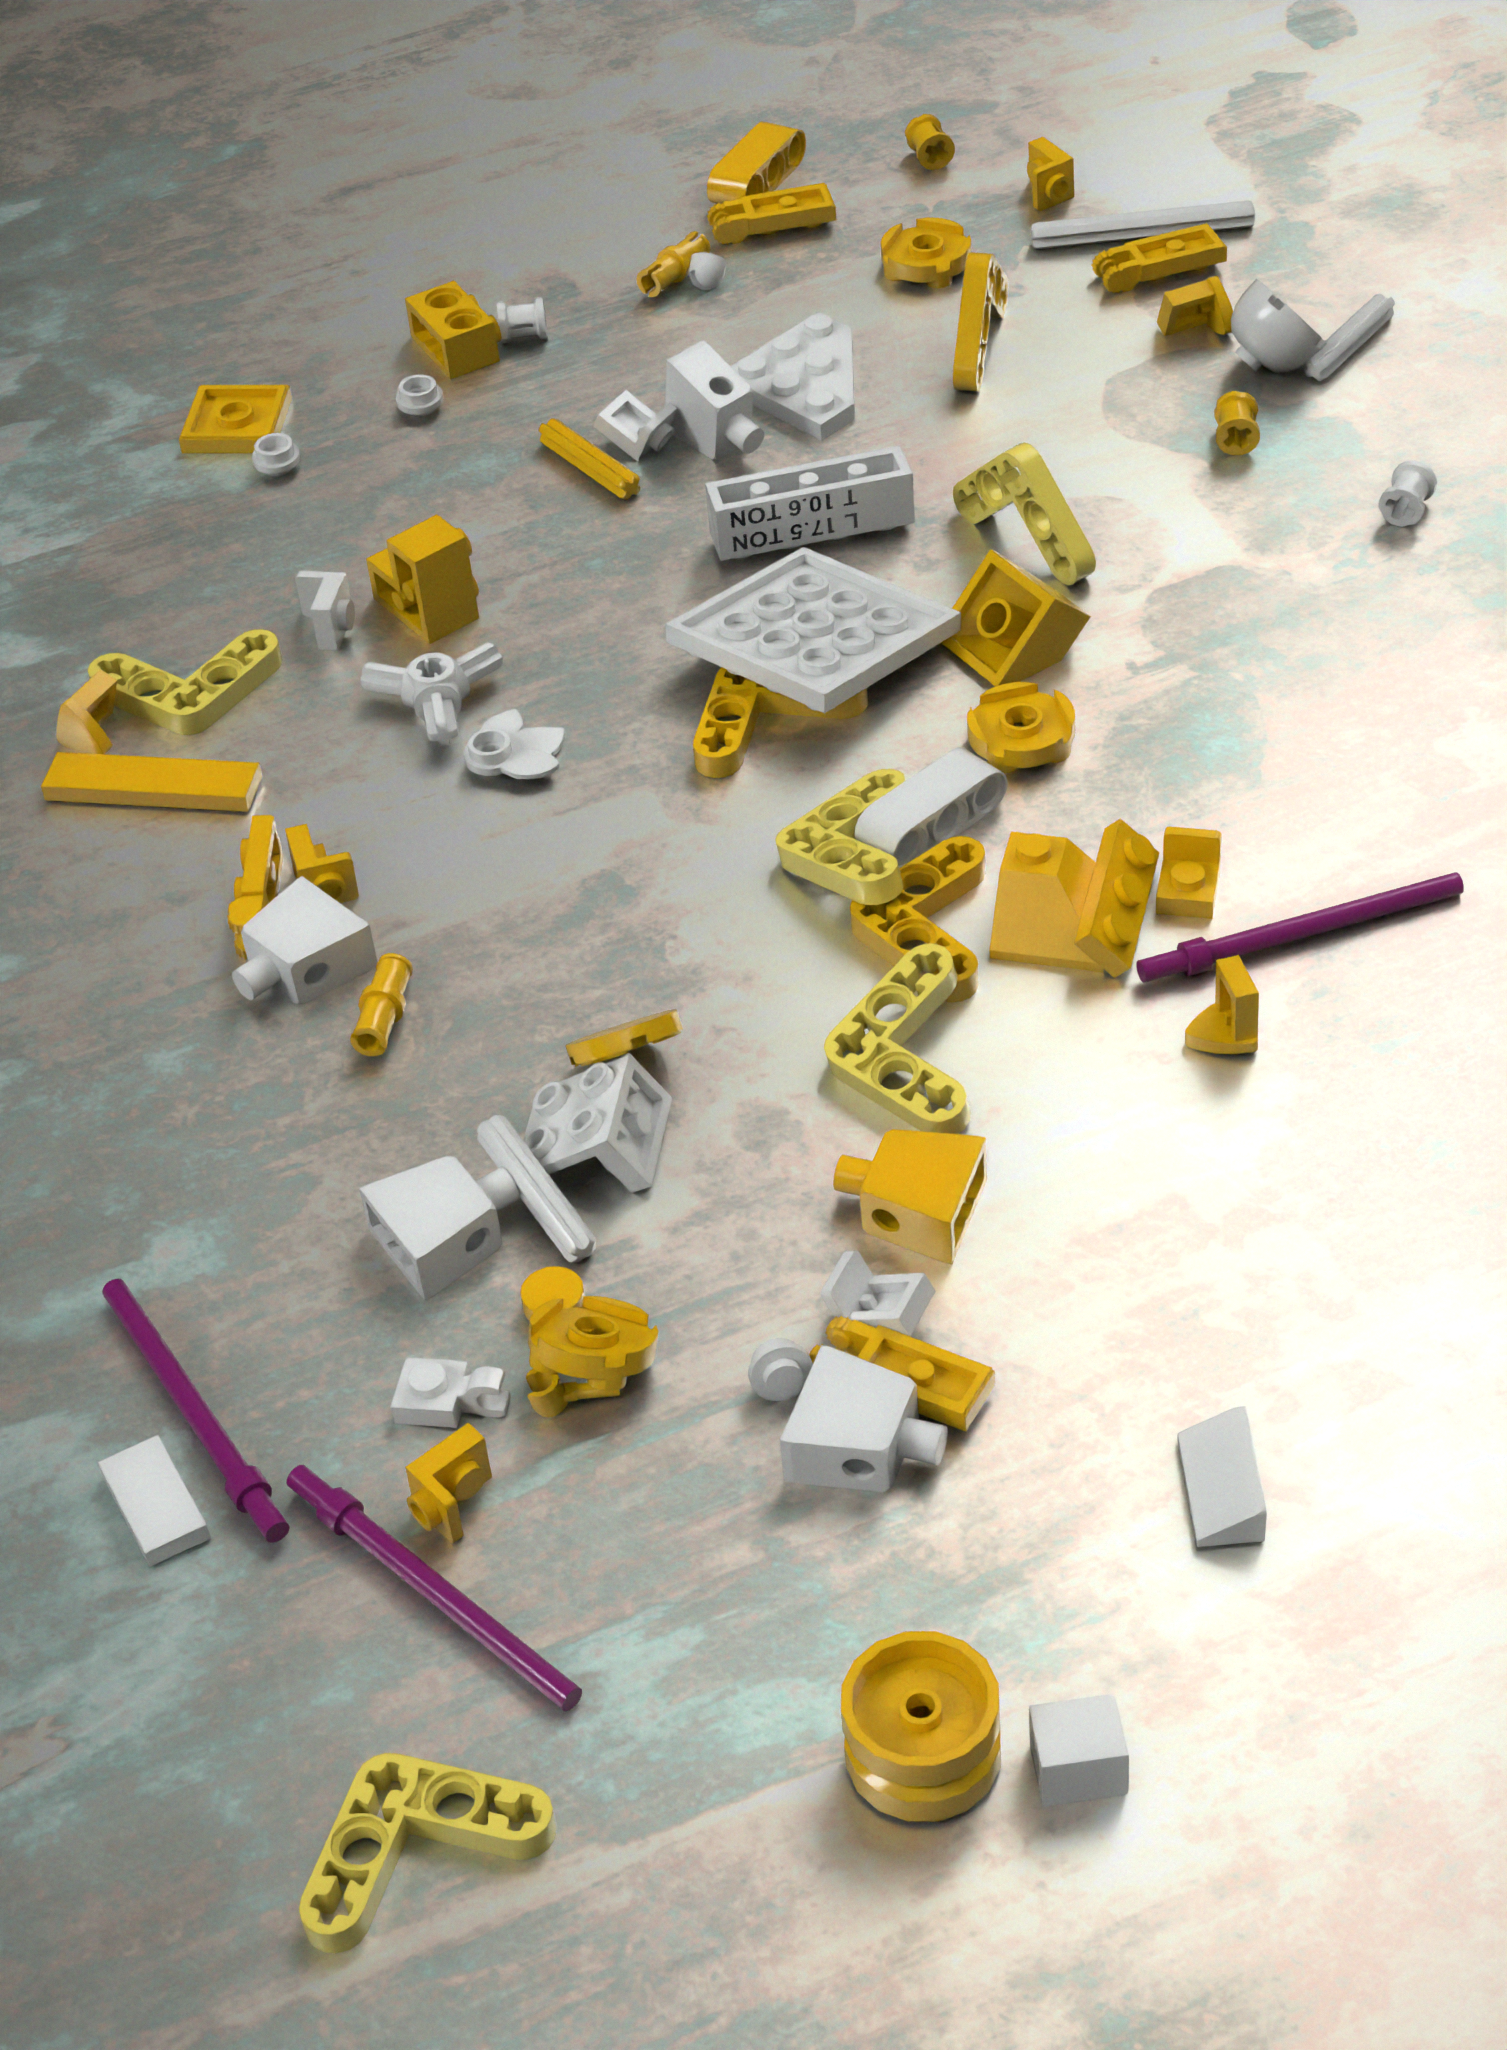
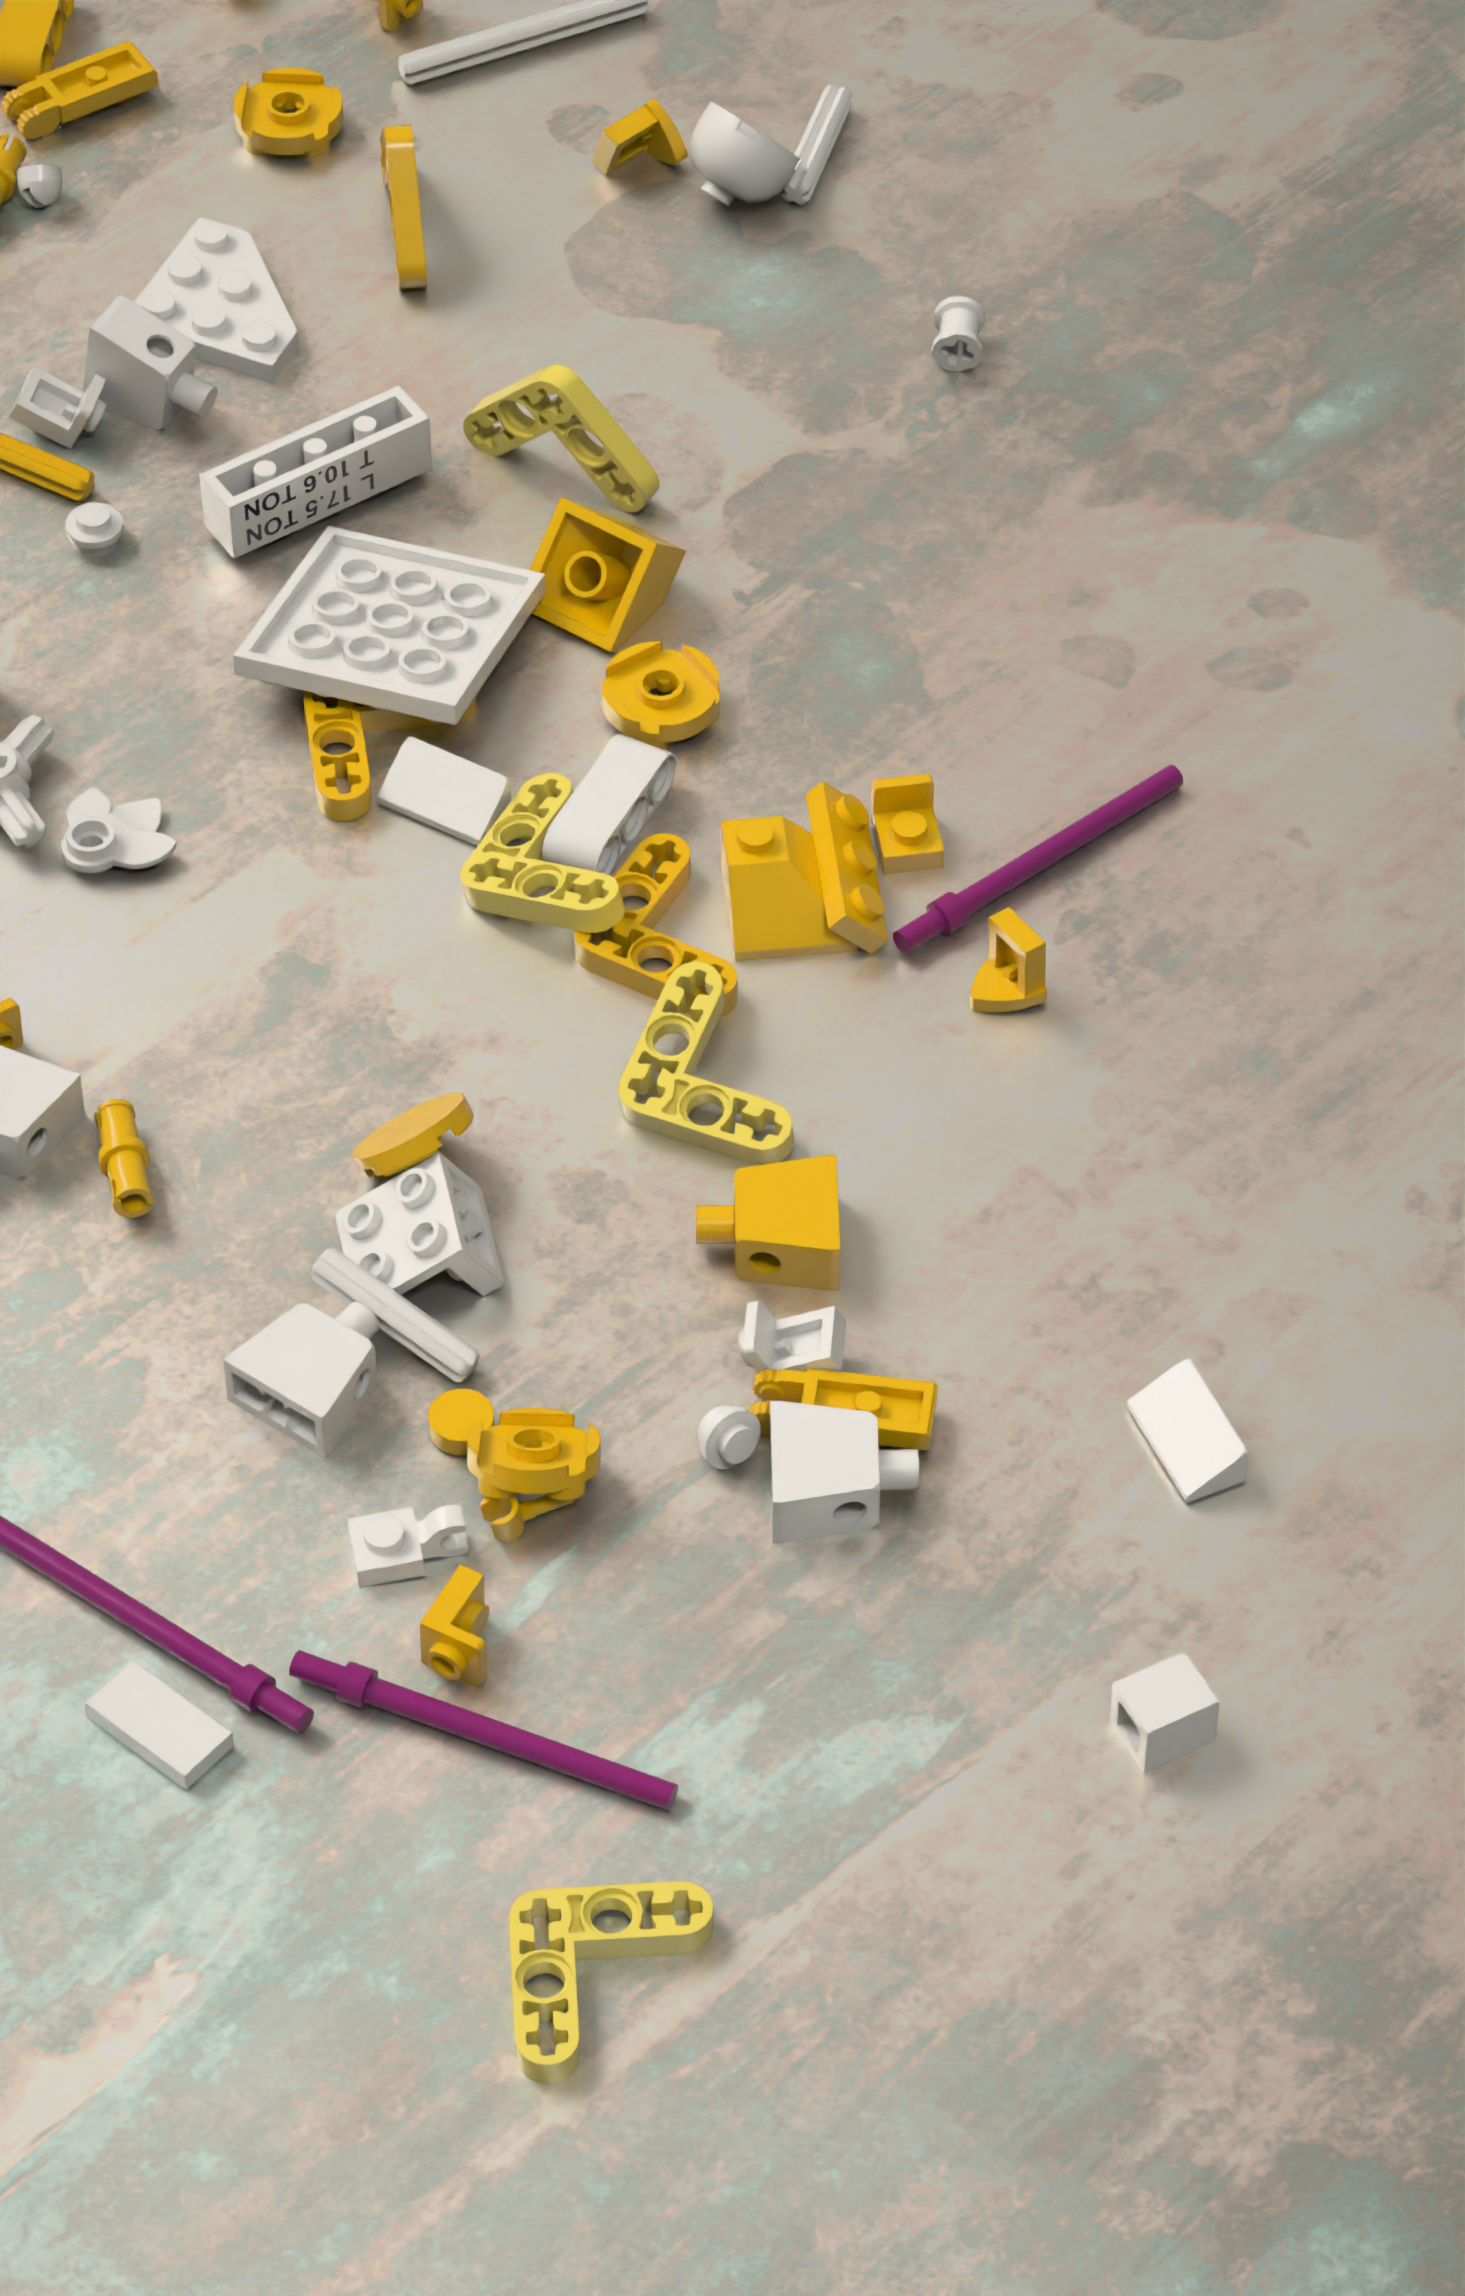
camera: 25 degrees left, 5 degrees up
(621, 519) = (94, 528): none -> white plate
(798, 766) = (445, 791): none -> white slope
(921, 1726) = (1020, 1728): yellow wheel -> none
(1159, 257) = (563, 75): yellow hinge -> none
(1237, 423) = (743, 286): yellow bush -> none

